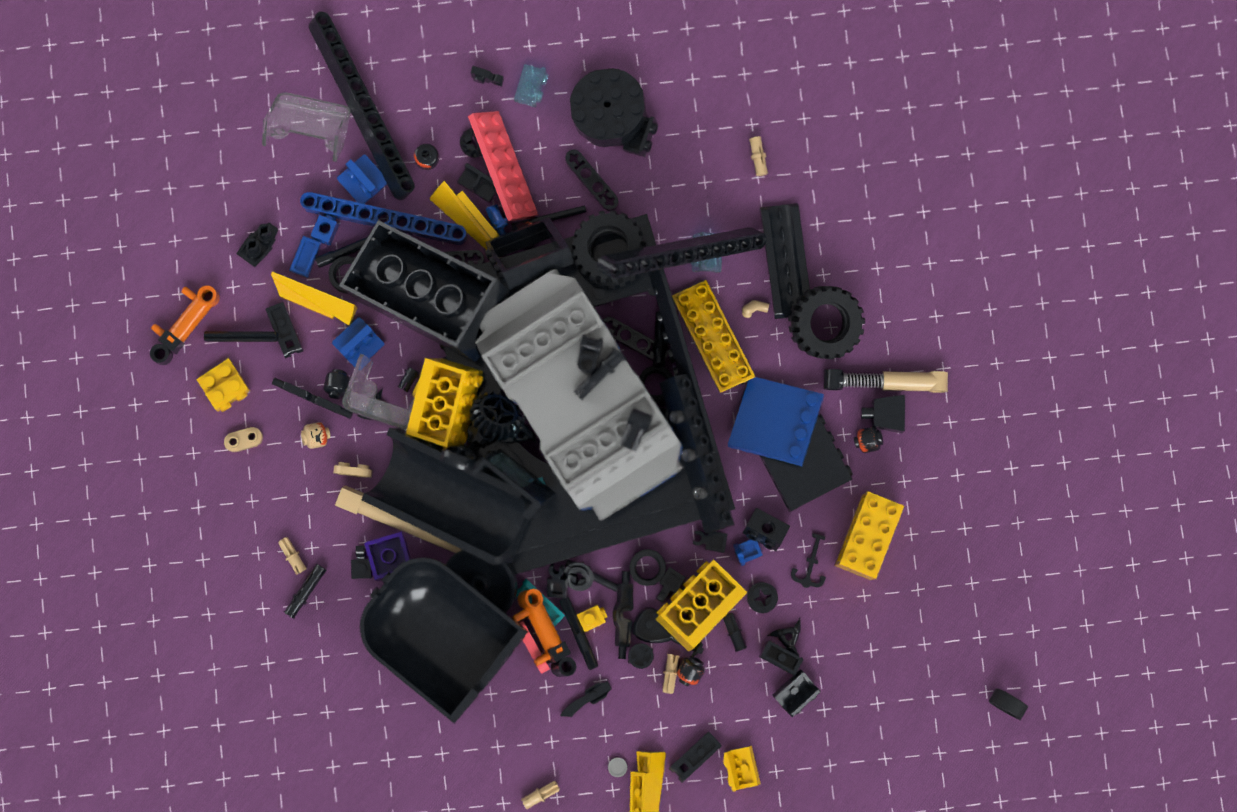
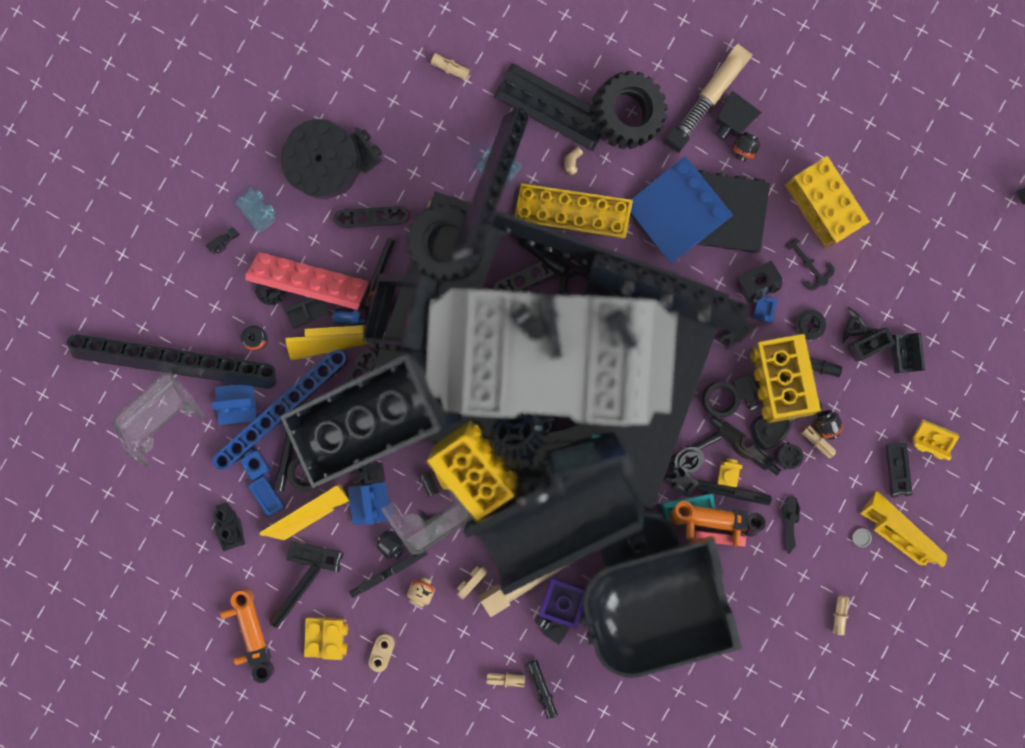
camera: 50 degrees left, 5 degrees up
(382, 327) = (371, 474): none -> black plate

